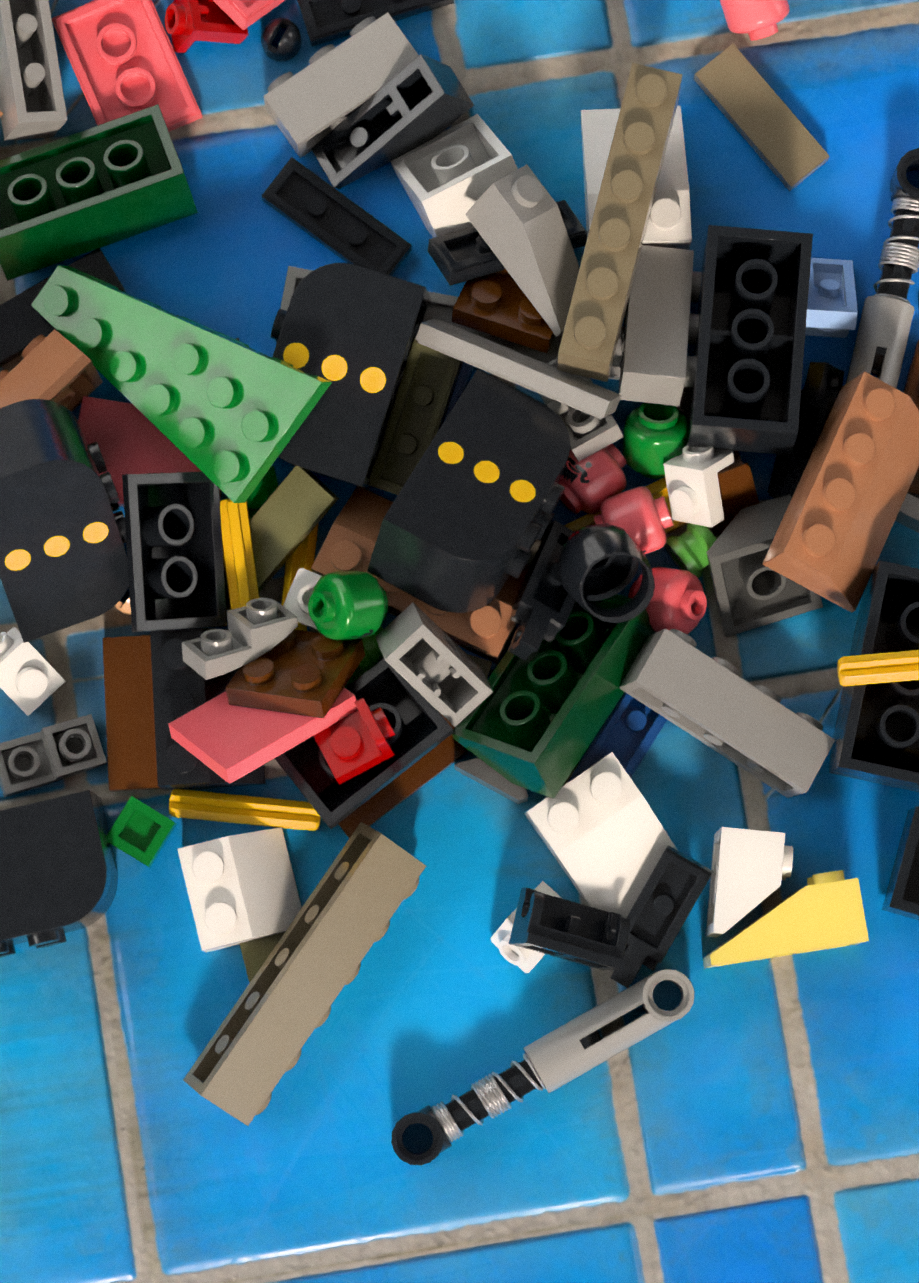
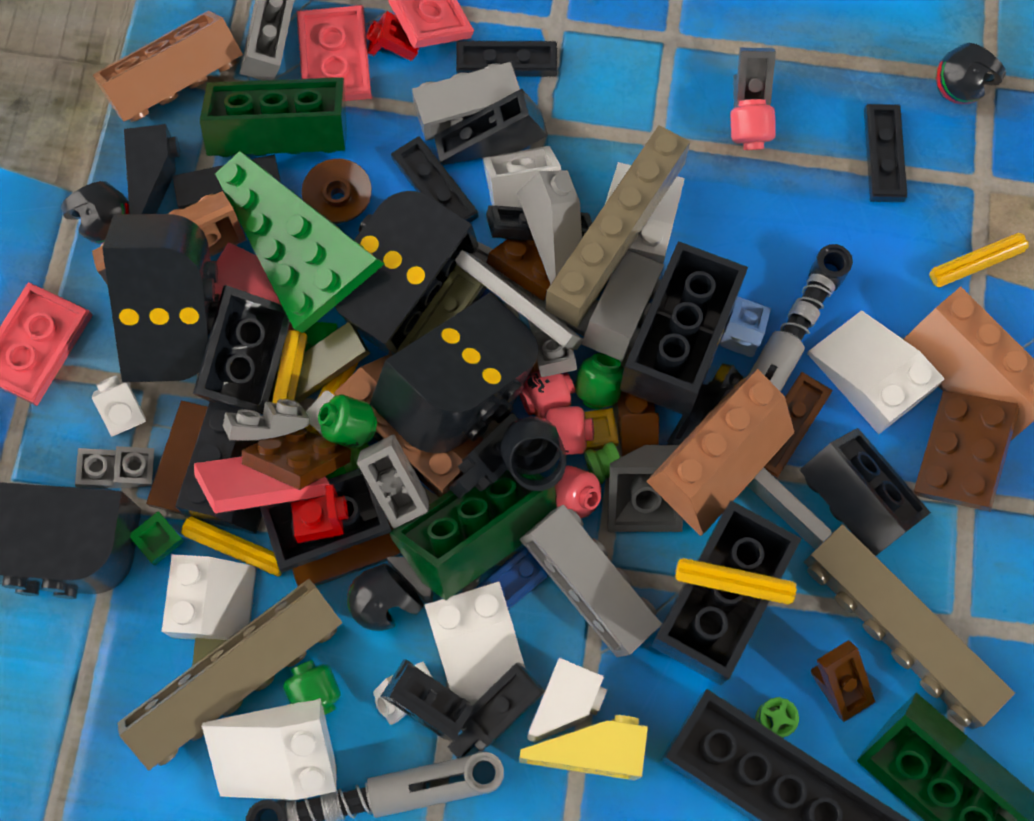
camera: 15 degrees right, 10 degrees down
(204, 252) = (337, 177): none -> reddish brown dish
(289, 44) = (441, 68): black hinge -> none
(395, 1055) = (273, 753): none -> white slope
(415, 962) = (312, 683): none -> green head
(458, 814) = (375, 593): none -> black helmet
(695, 485) = (616, 417): white bracket -> none
(761, 117) = (736, 200): dark tan tile -> none

